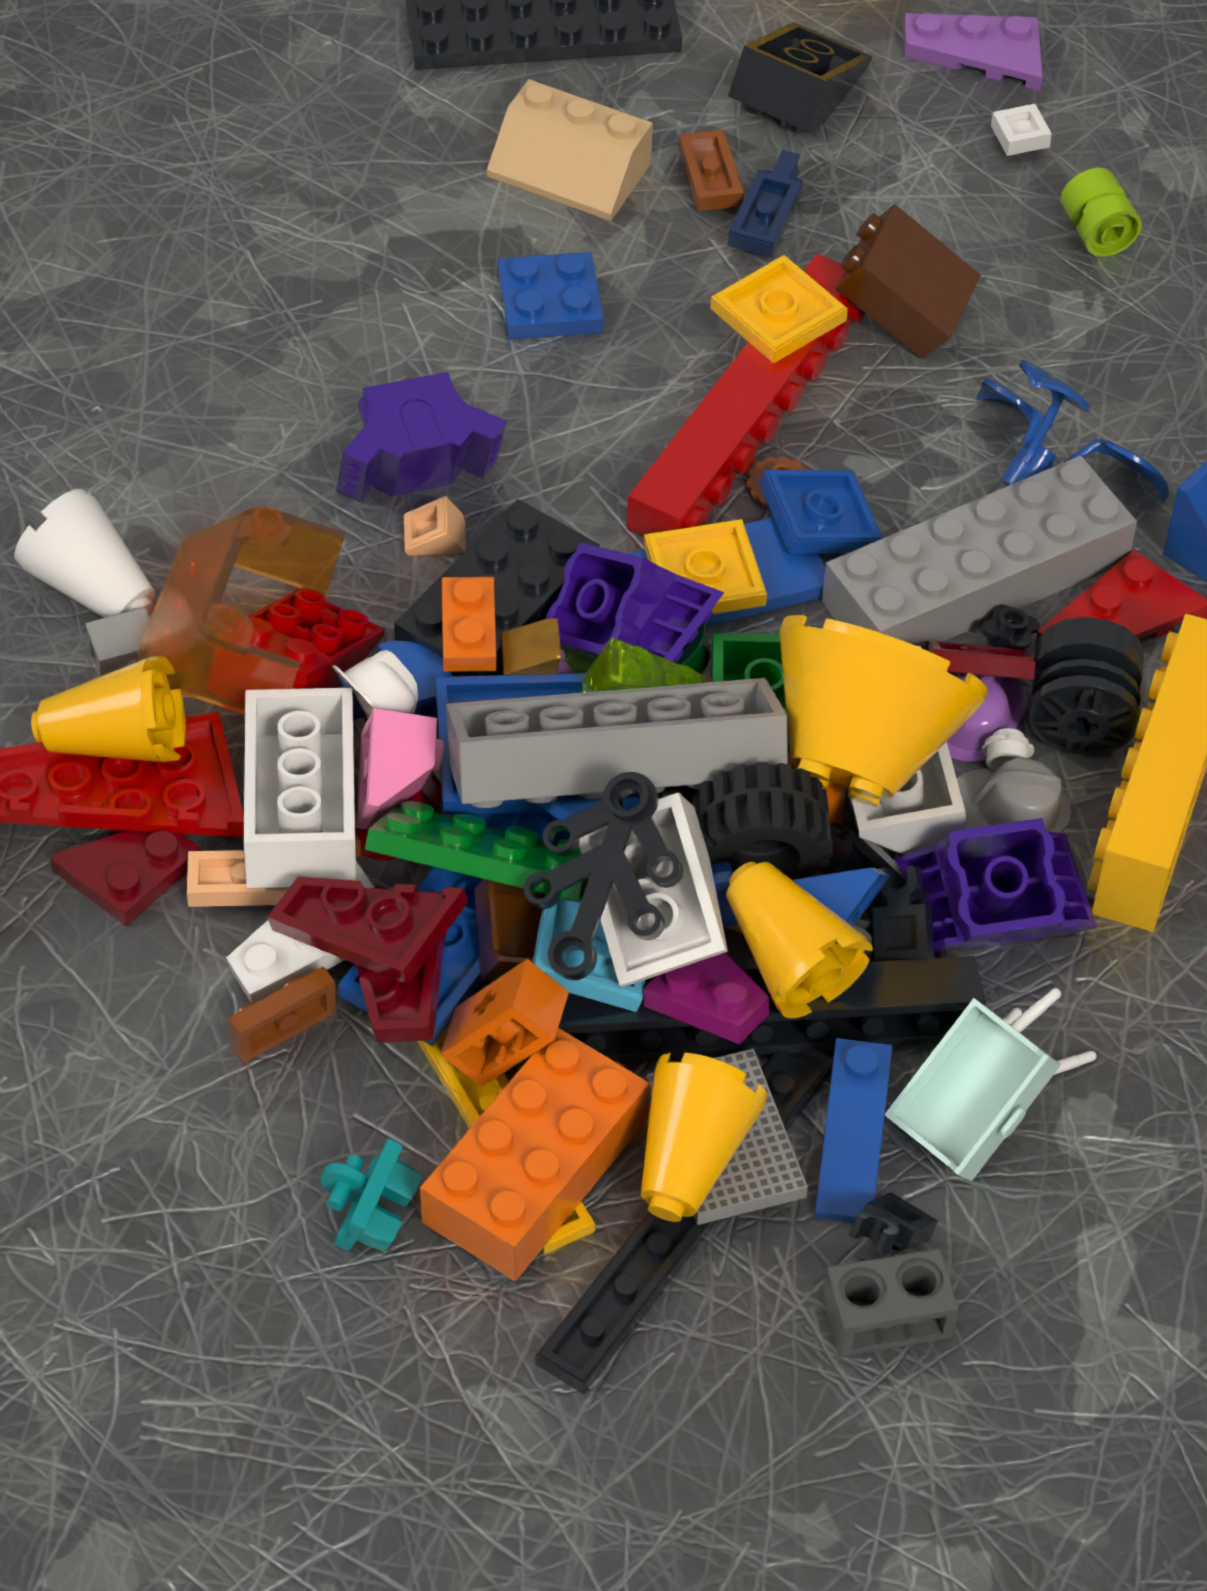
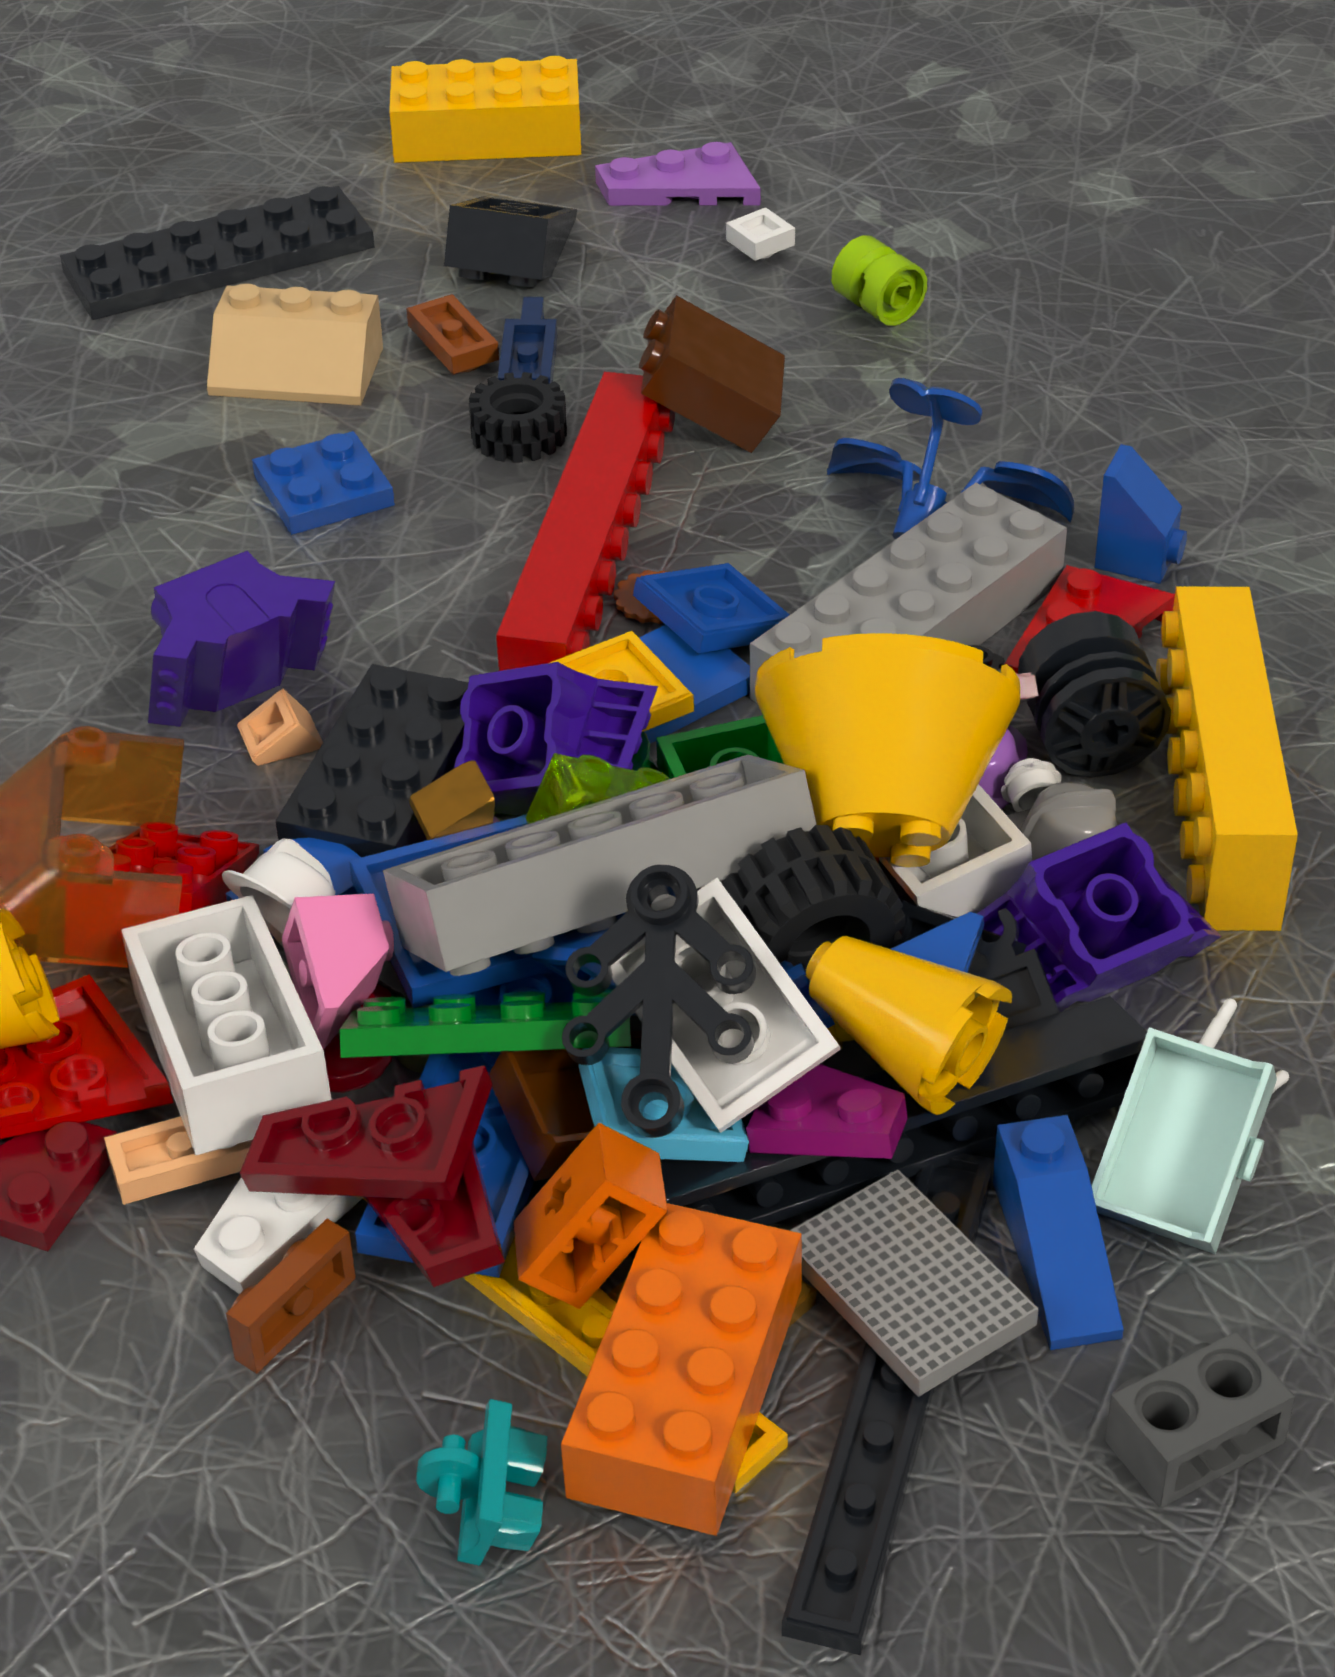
camera: 15 degrees left, 10 degrees down
(468, 624) = (368, 795): orange plate -> none
(694, 1130) = (882, 1271): yellow cone -> none
(725, 255) = (518, 417): none -> black tyre
(778, 309) = (587, 425): yellow tile -> none
(893, 1224) = (1158, 1324): black plate -> none

